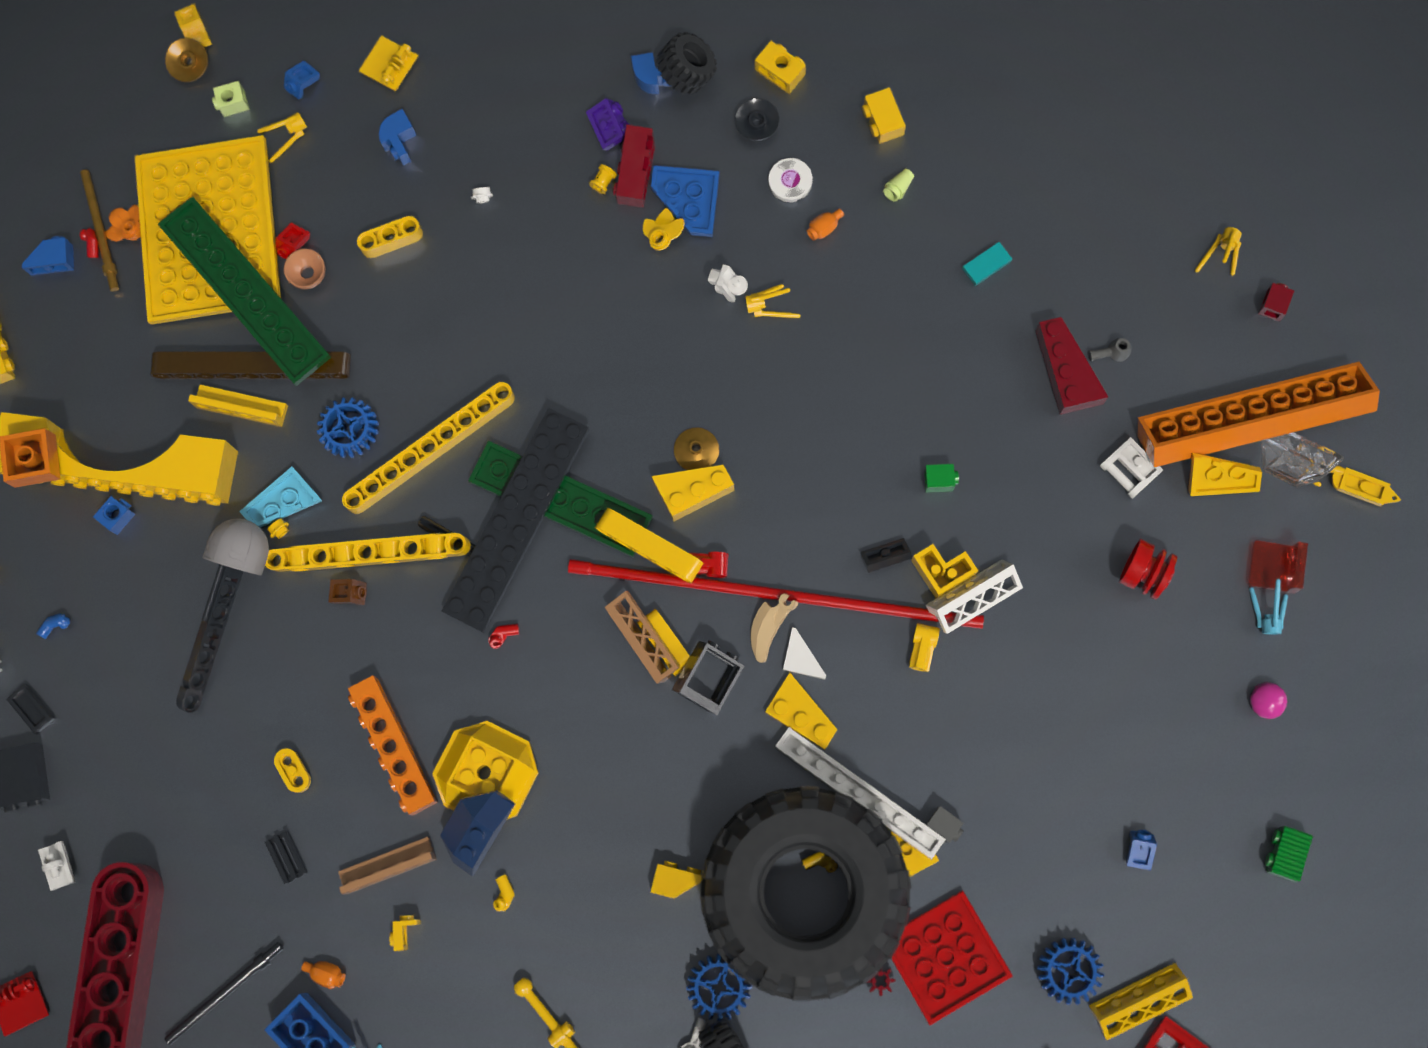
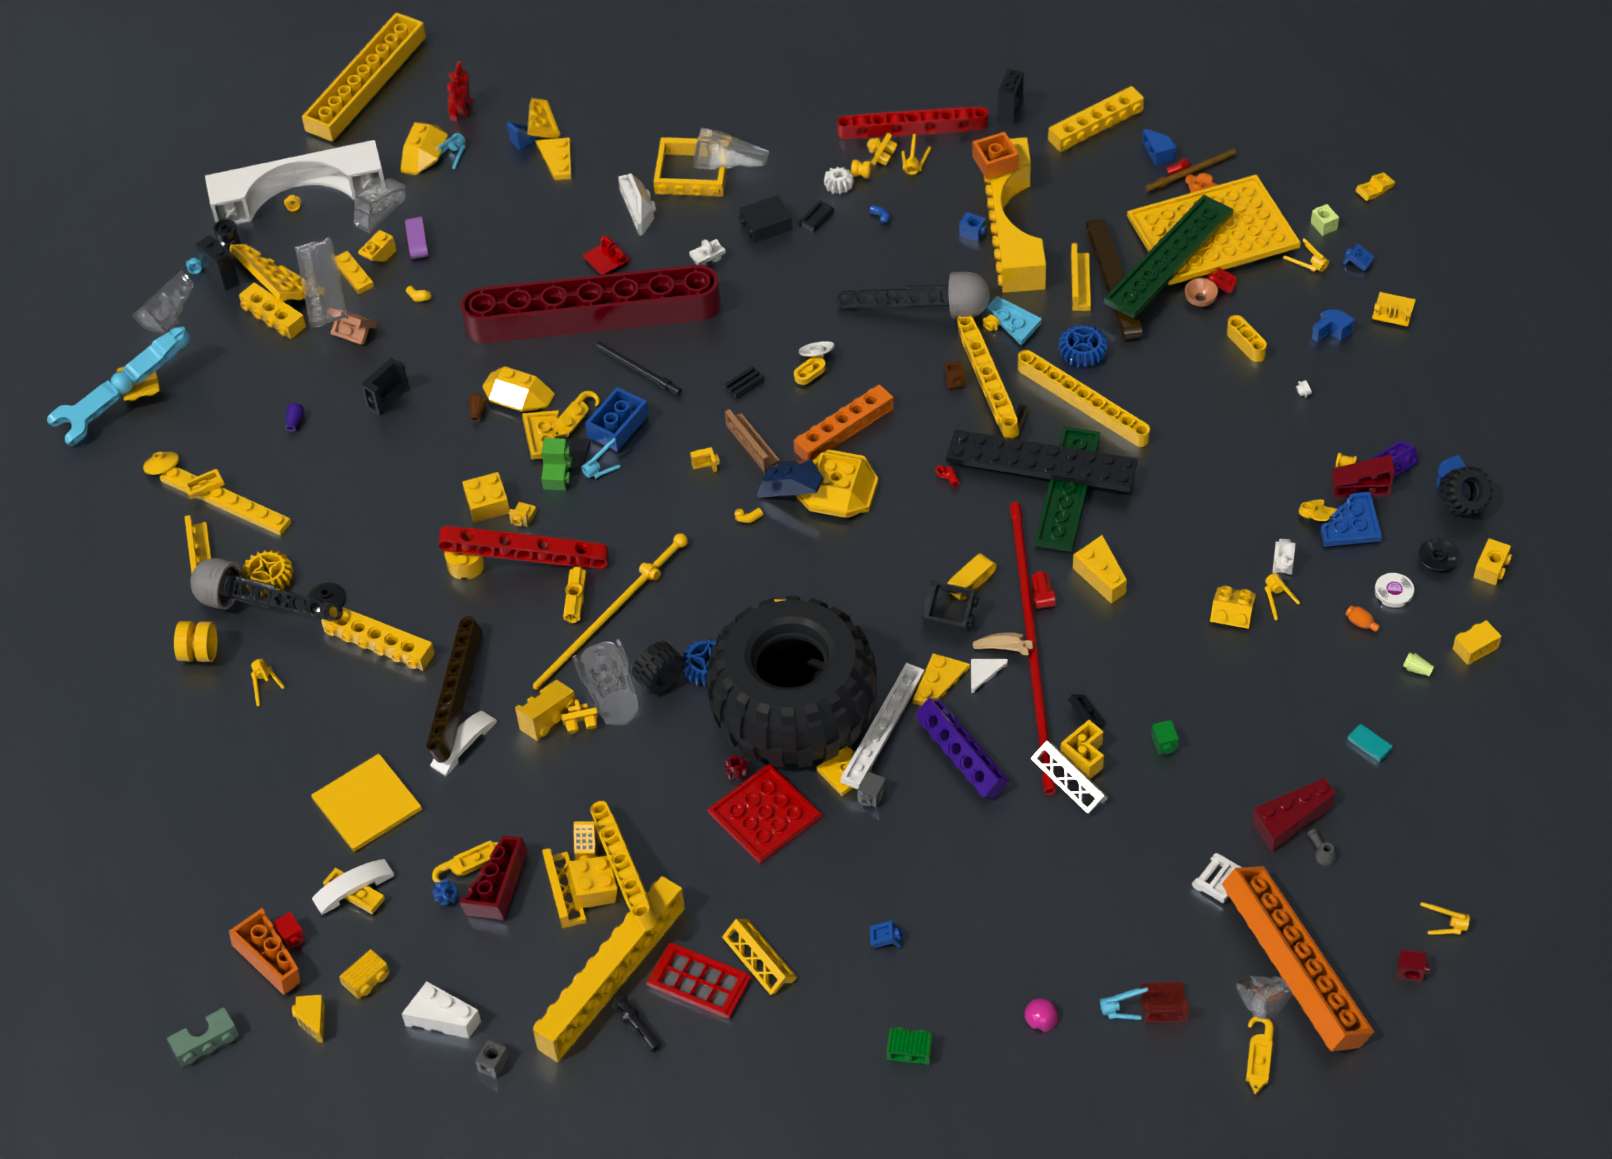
camera: 75 degrees right, 25 degrees down
(177, 58) = (1346, 186): pearl gold dish -> none
(261, 754) = (816, 349): none -> white dish
(324, 974) = (664, 421): orange plant -> none
(638, 640) = (969, 556): medium nougat fence -> none
(649, 545) = (1044, 544): yellow beam -> none
(692, 459) = (1138, 571): pearl gold dish -> none
(775, 356) = (1232, 606): none -> yellow bracket
(911, 708) = (952, 737): none -> dark purple brick
(924, 641) = (1020, 750): yellow piece -> none
(1075, 961) = (767, 890): blue gear -> none
(1148, 569) = (1129, 895): red wheel -> none
(1222, 476) = (1231, 943): yellow wing -> none

